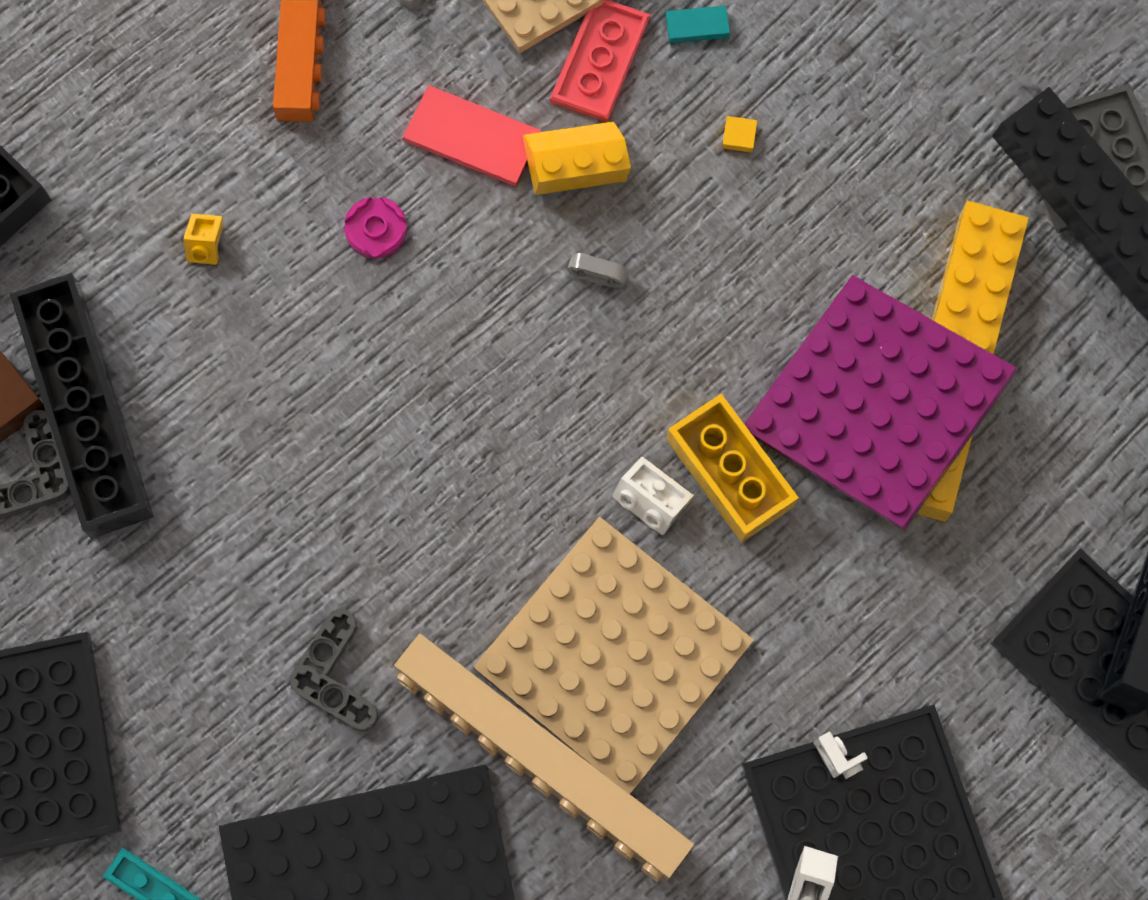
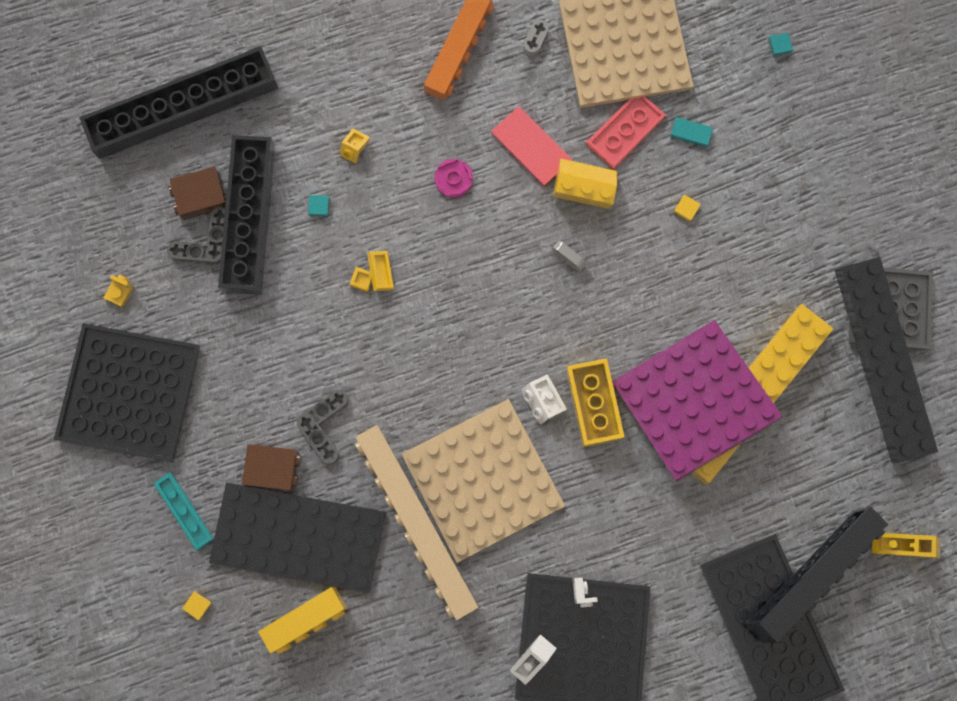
camera: 25 degrees right, 5 degrees up
(186, 348) = (318, 205): none -> teal tile
(280, 772) = (271, 467): none -> reddish brown brick
(300, 431) = (361, 279): none -> yellow tile
(323, 407) = (380, 271): none -> yellow tile

